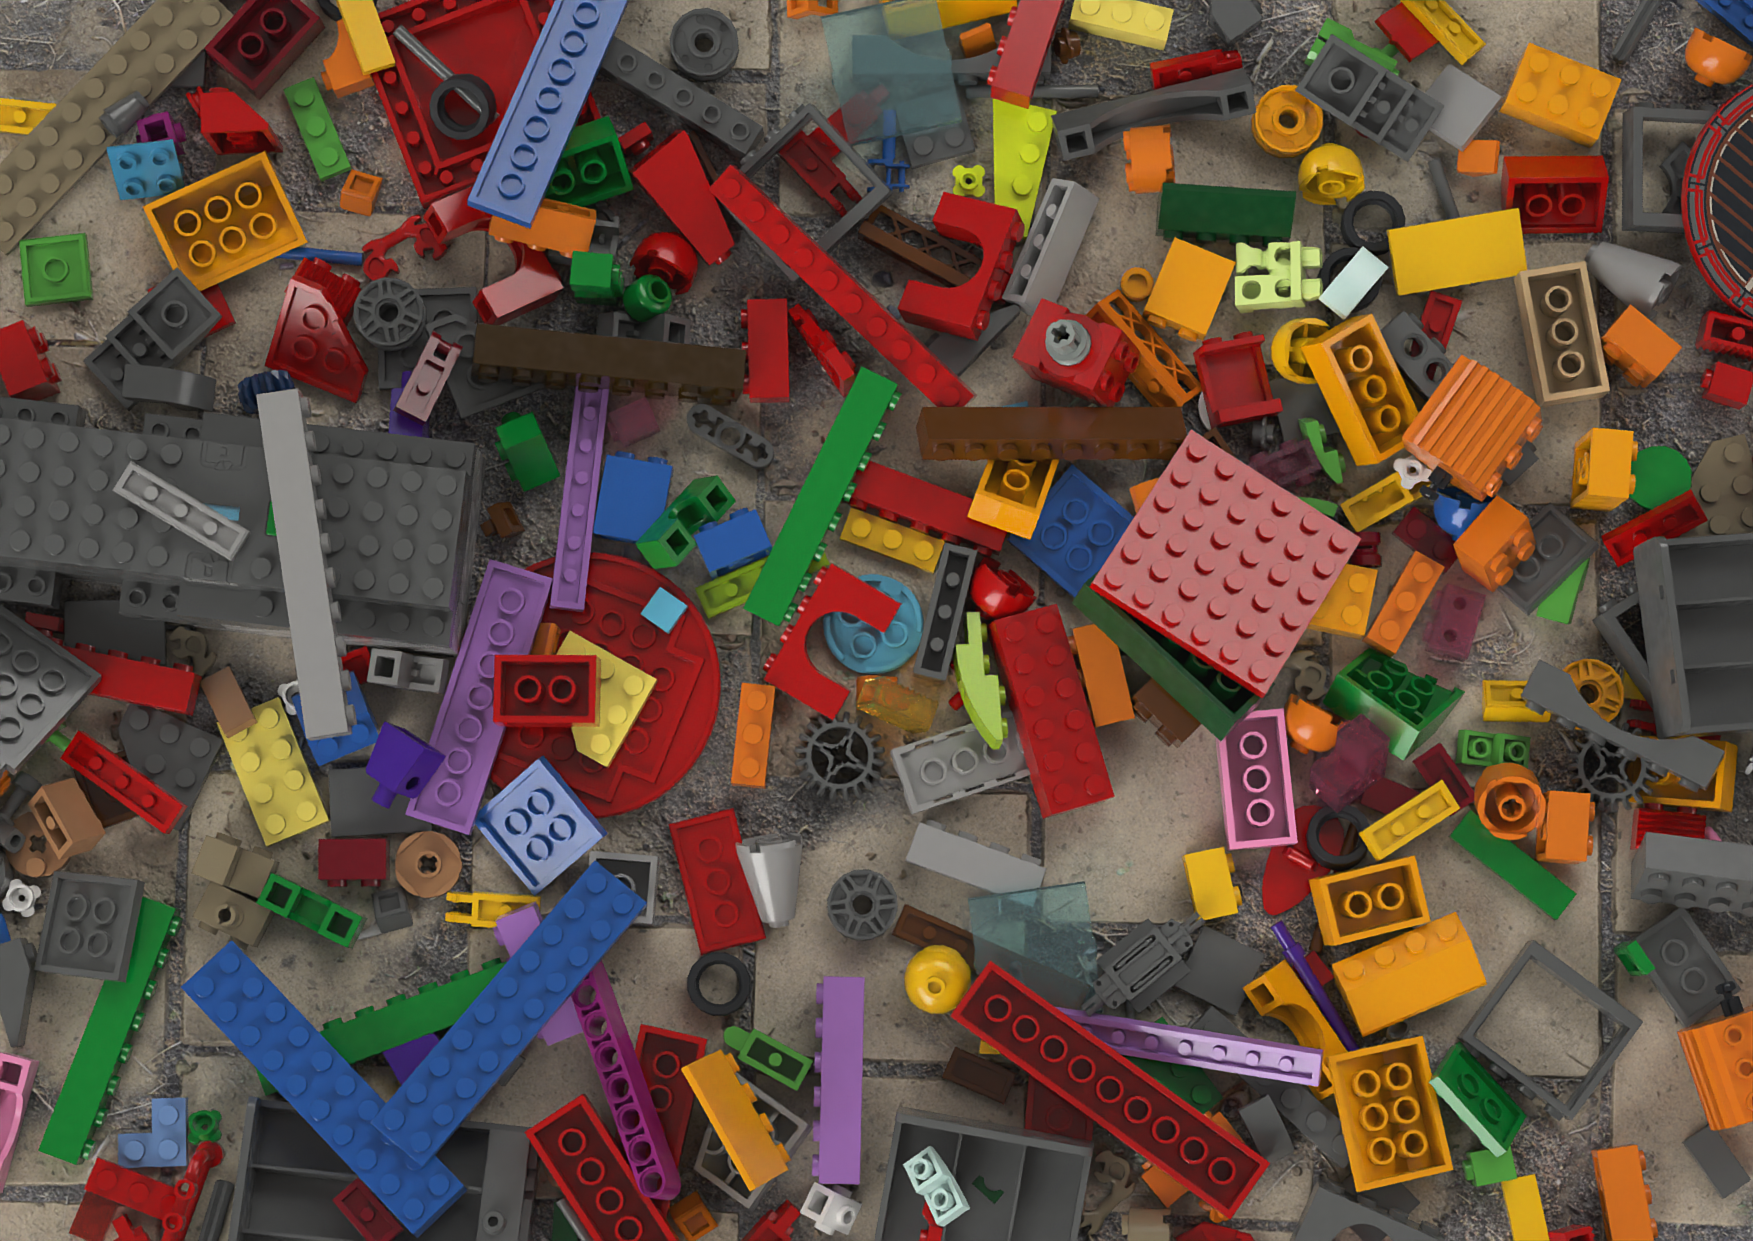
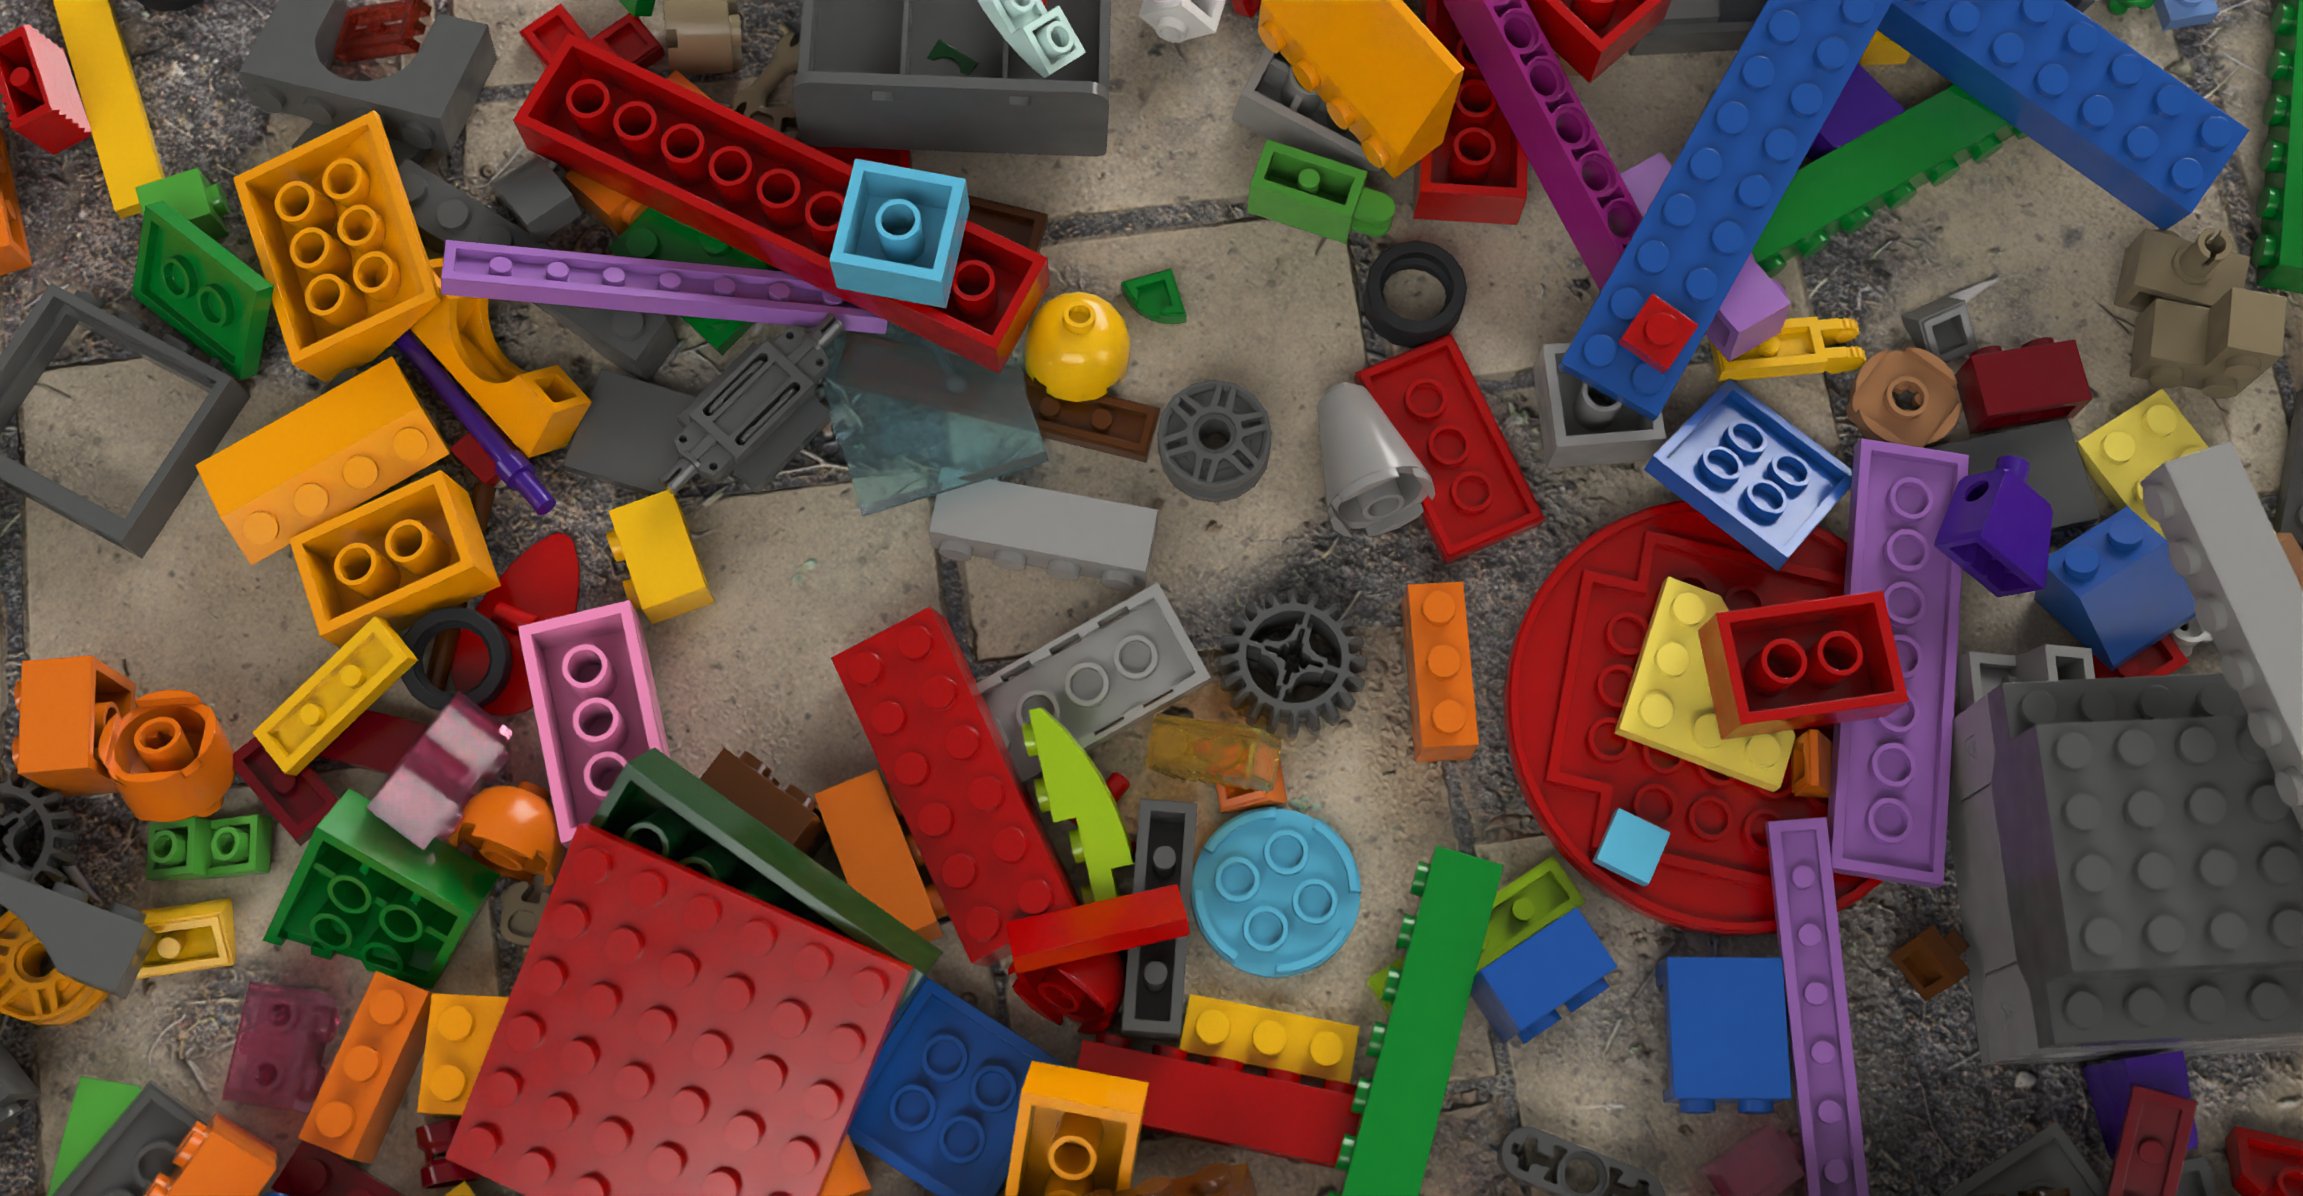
camera: 170 degrees right, 10 degrees down
(311, 910) = (2106, 311): green arch -> none
(526, 450) = (1932, 1083): green brick -> none
(587, 905) = (1658, 333): none -> red plate
(670, 535) = (1616, 1032): green arch -> none
(792, 667) = (1346, 921): red arch -> none
(840, 1080) = (1204, 173): medium lavender brick -> none
(881, 1011) = (1155, 297): none -> green tile
(982, 605) = (1097, 928): none -> red tile
(1038, 1033) = (900, 233): none -> medium azure brick
(1513, 866) = (167, 664): green tile -> none

